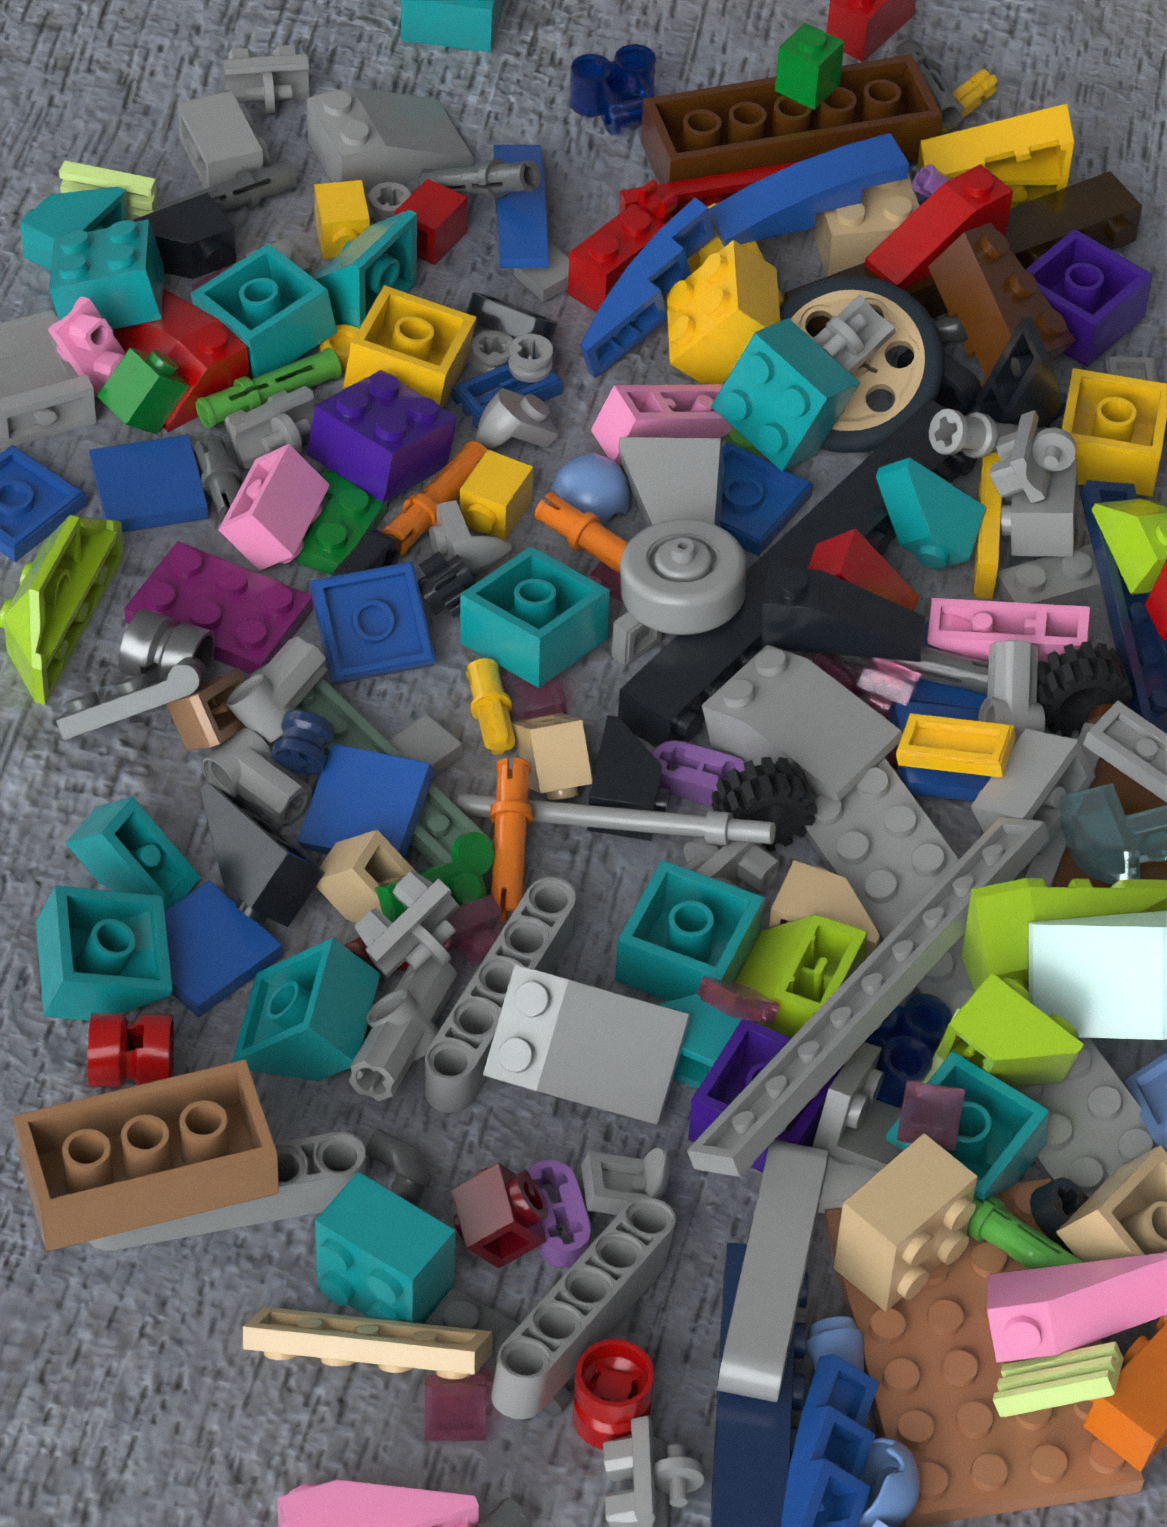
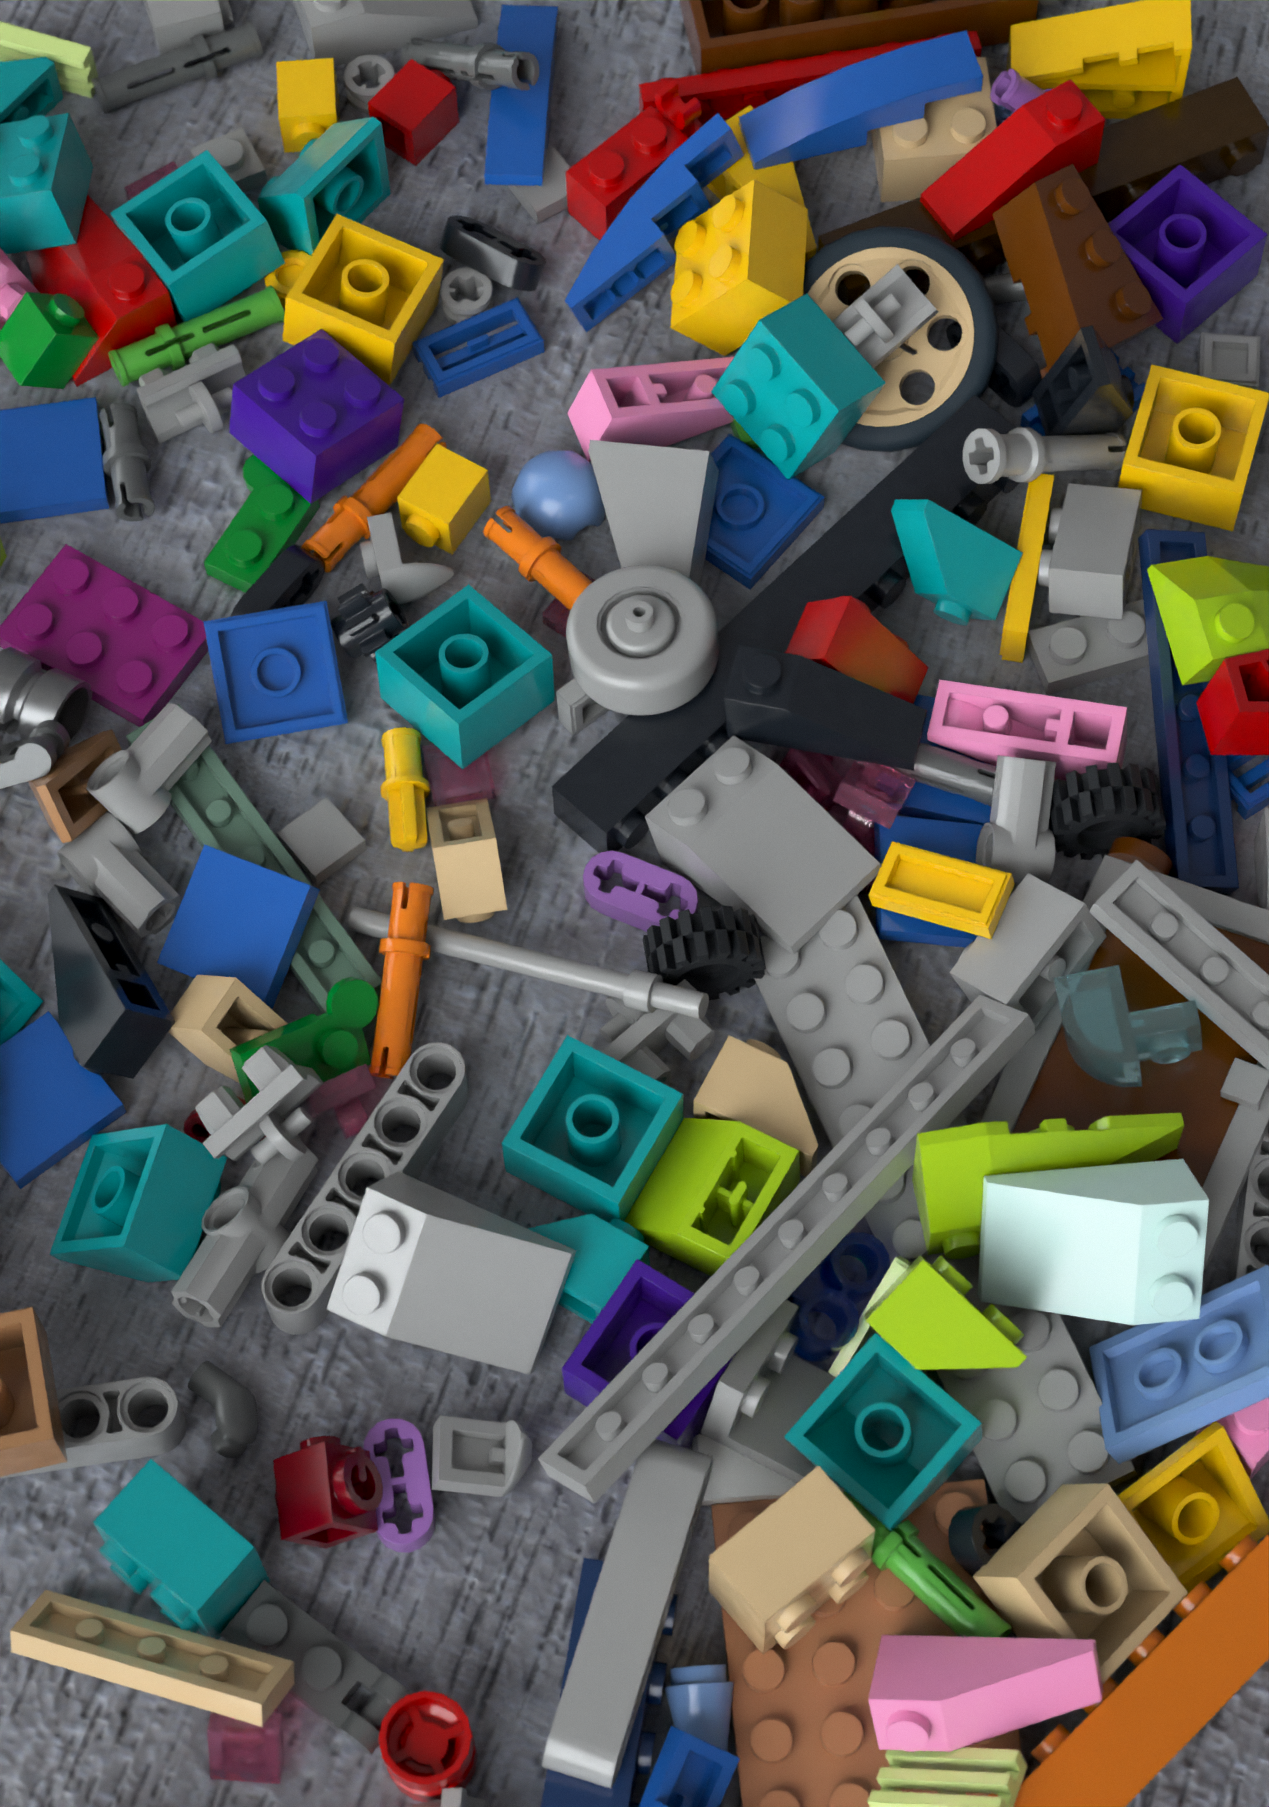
camera: 10 degrees right, 15 degrees up
(193, 237) = (125, 124): black slope -> none
(274, 508) = (179, 509): bright pink brick -> none
(303, 742) = (169, 843): dark blue wheel -> none
(517, 417) = (482, 394): light grey plate -> none
(530, 369) = (508, 294): light grey bush -> none
(582, 1307) = (399, 1663): light grey beam -> none
(626, 777) = (548, 903): black slope -> none
(737, 1000) = (633, 1235): clear pink tile -> none
(931, 1111) = (838, 1421): clear pink tile -> none
(1030, 457) = (1080, 497): light grey hips -> none

